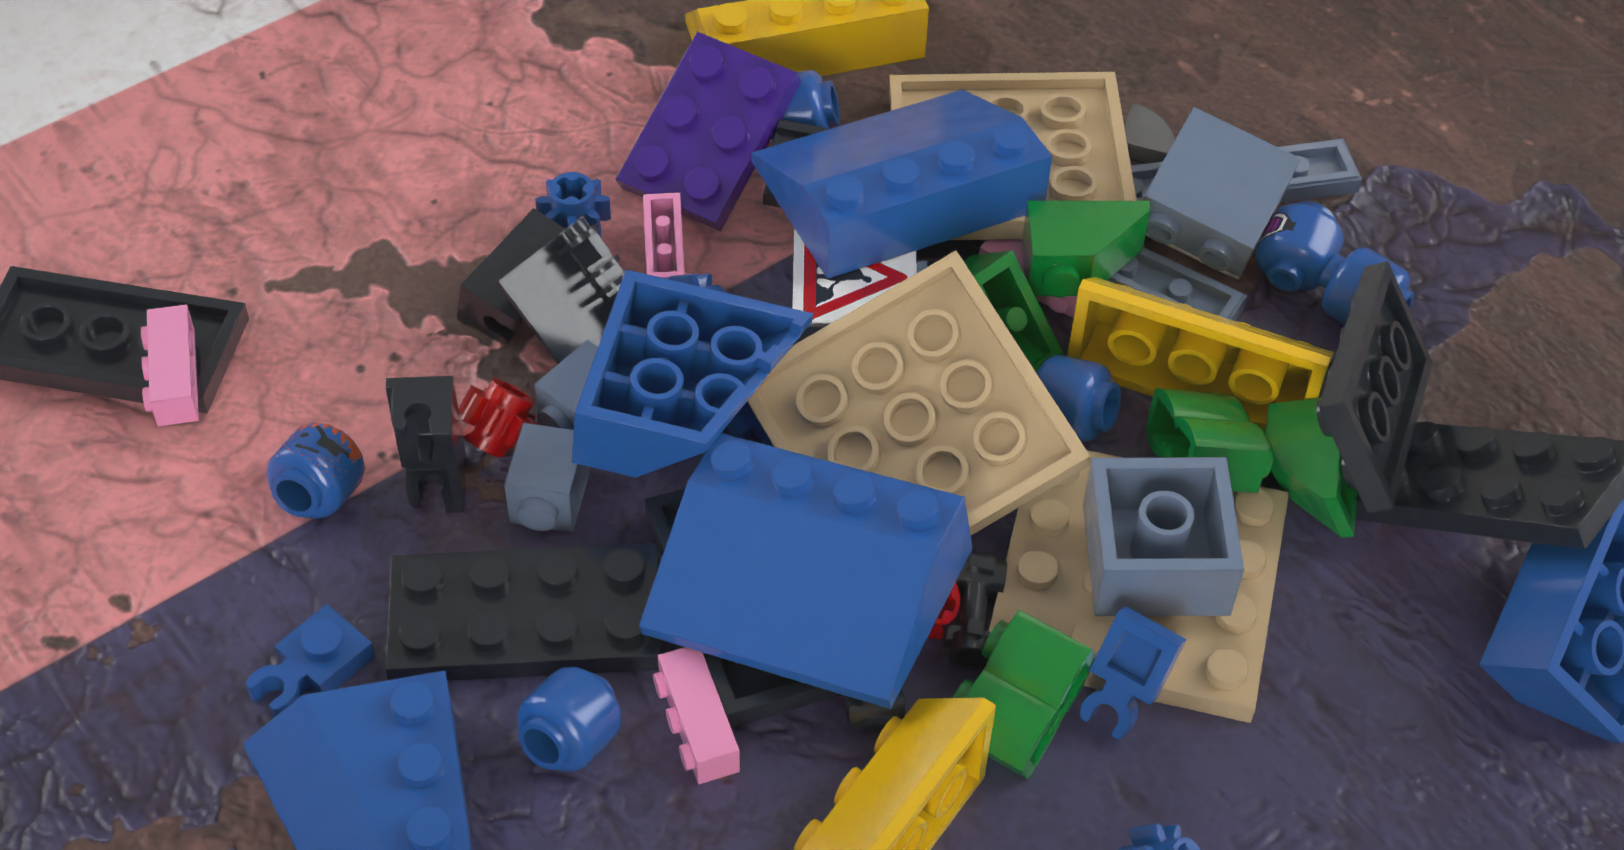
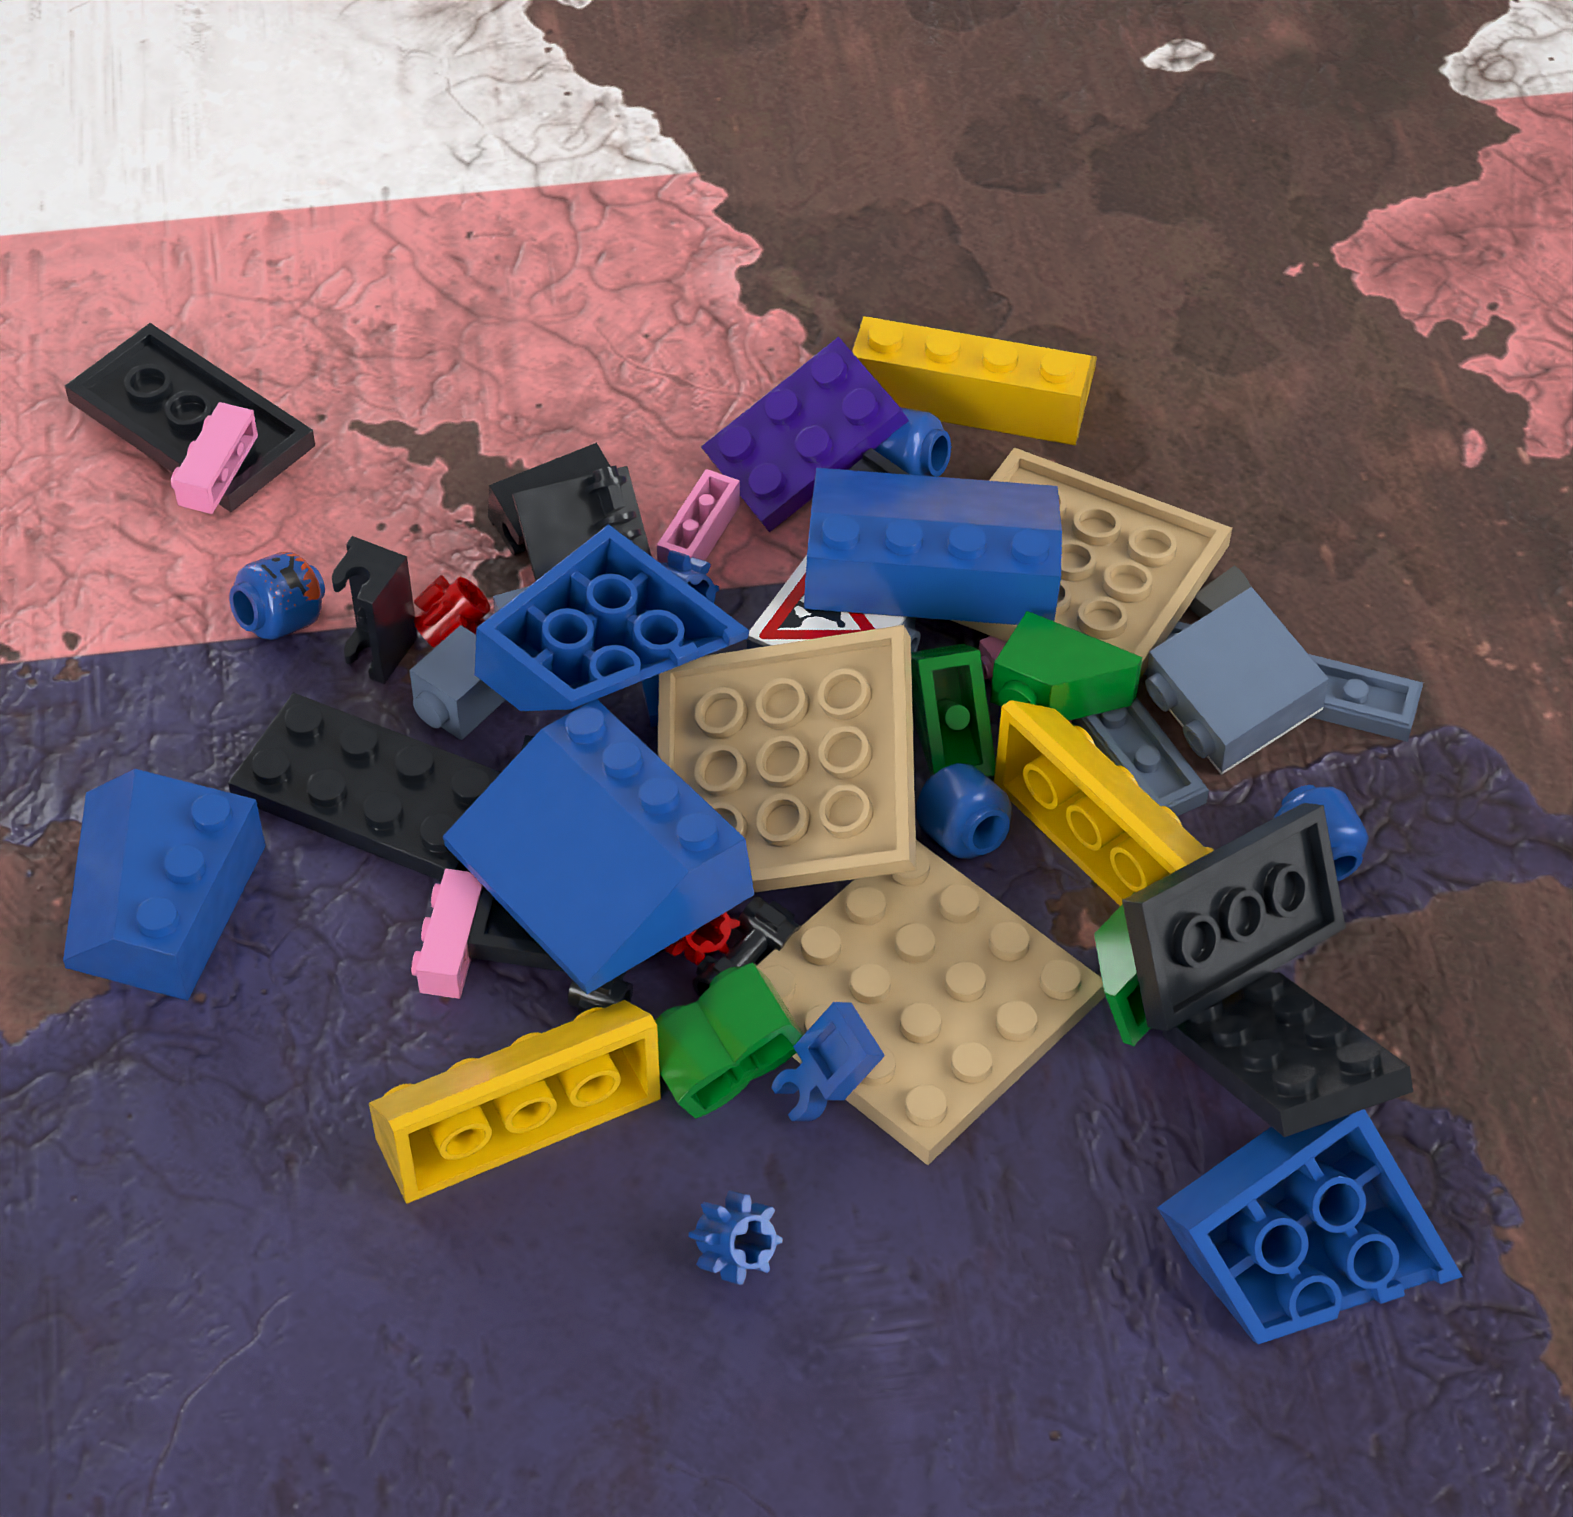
camera: 30 degrees right, 0 degrees up
(313, 656) = (186, 749): blue plate -> none
(568, 720) = (340, 888): blue head -> none
(572, 197) = (646, 455): blue gear -> none
(1162, 536) = (926, 957): sand blue brick -> none
(1209, 426) = (1054, 901): green brick -> none
(1298, 245) = (1286, 759): blue head -> none

